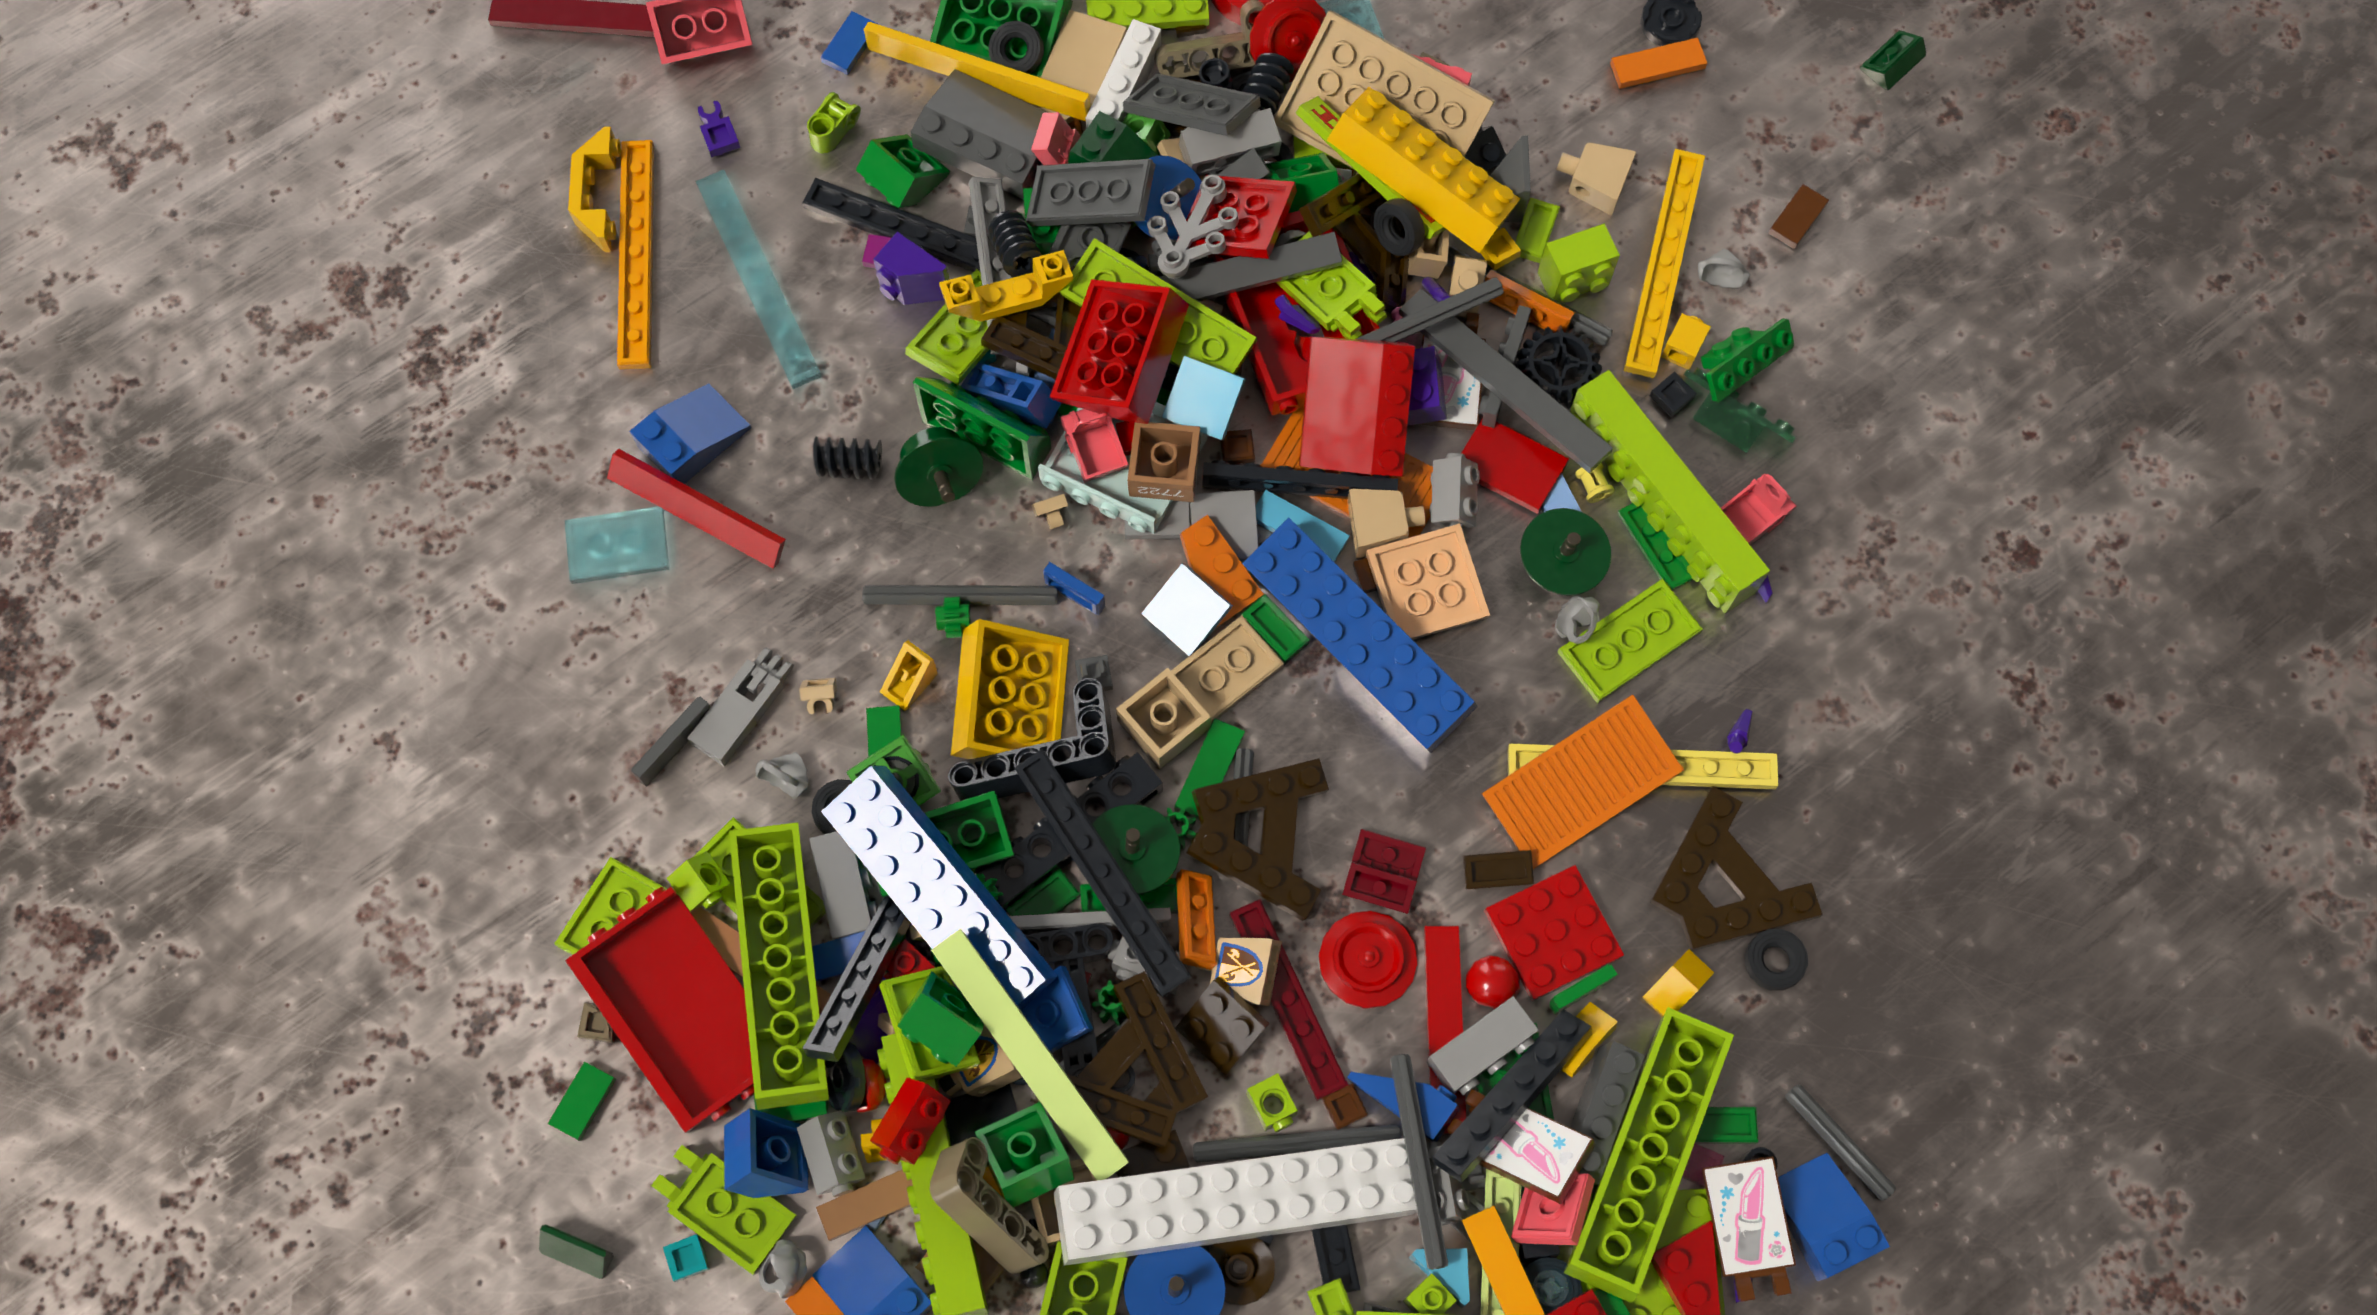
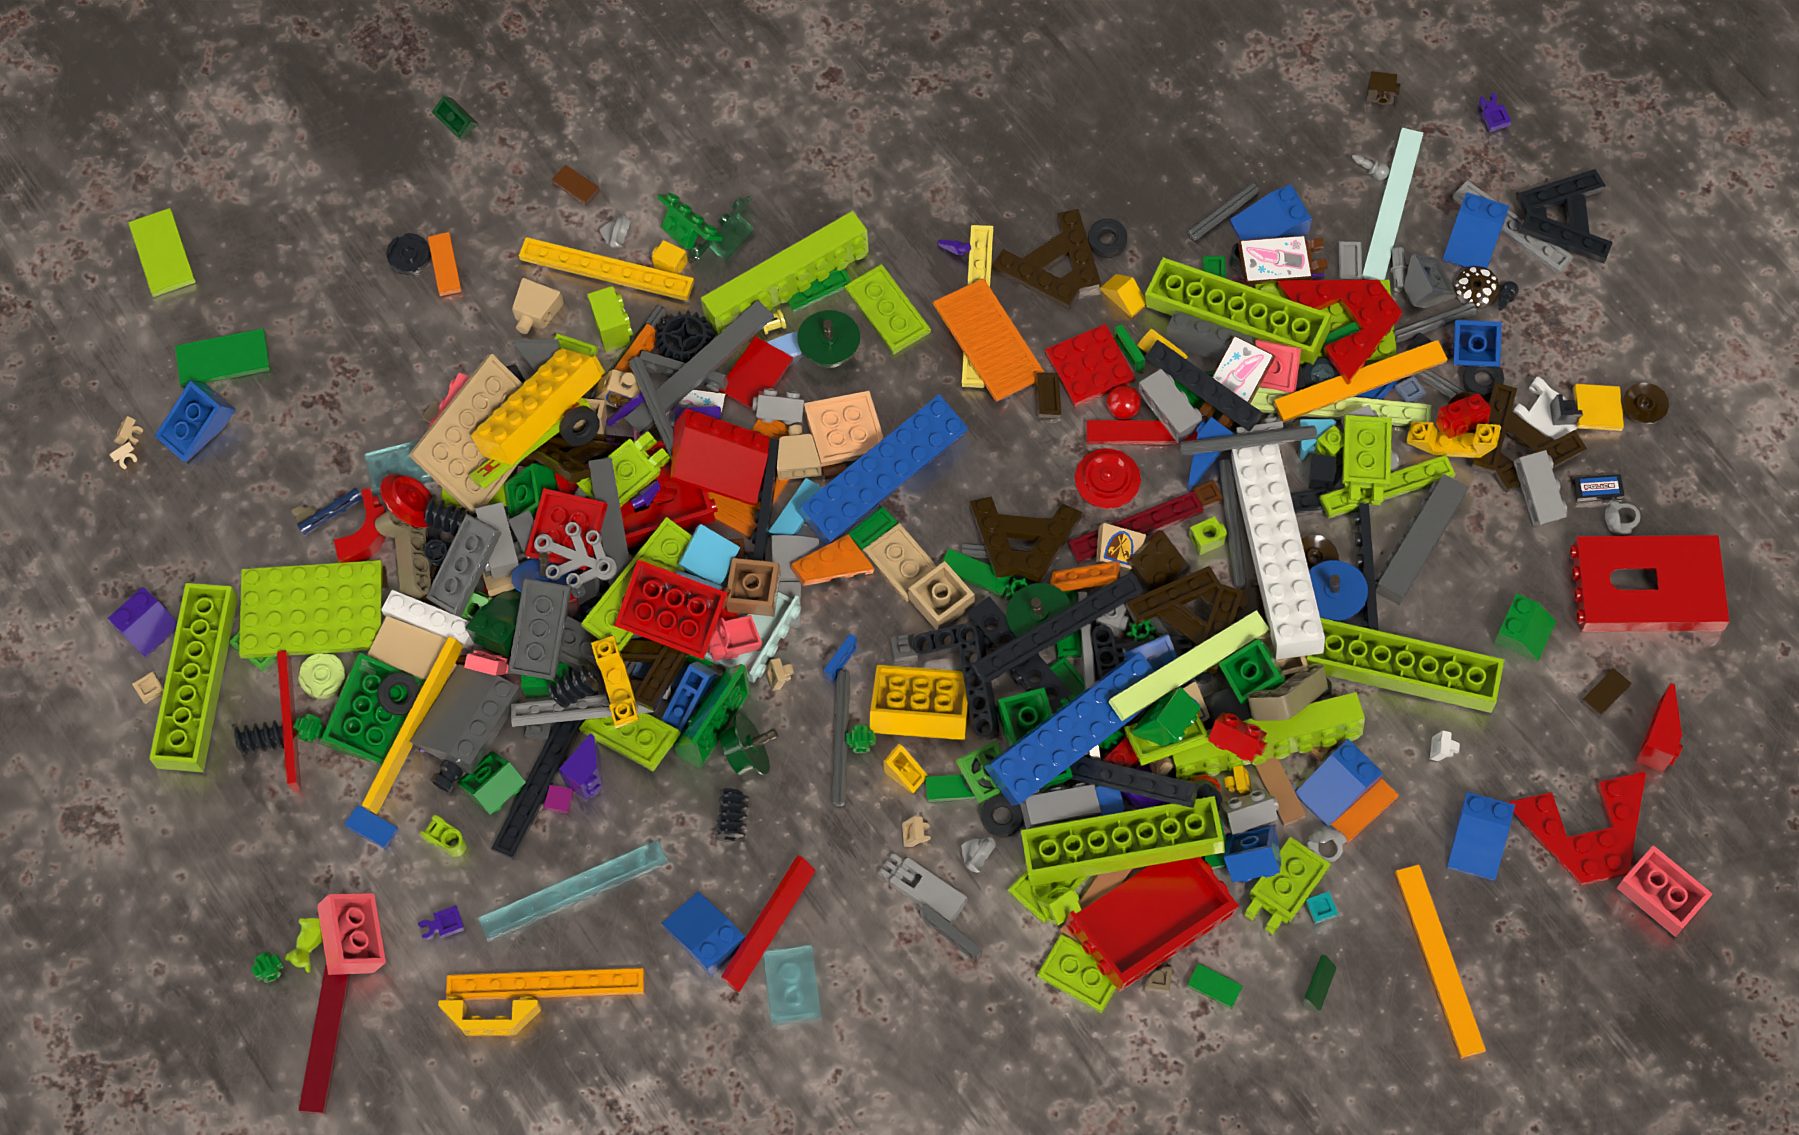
camera: 85 degrees left, 5 degrees down
(905, 115) = (447, 775): none -> black wheel
(1187, 609) = (859, 582): tile -> none
(1383, 1283) = (1322, 472): none -> black panel
(1384, 871) = (1048, 465): dark red slope -> none
(1577, 613) = (868, 337): light grey piece -> none
(1673, 394) = (708, 270): black plate -> none
(1759, 508) = (794, 222): coral piece -> none

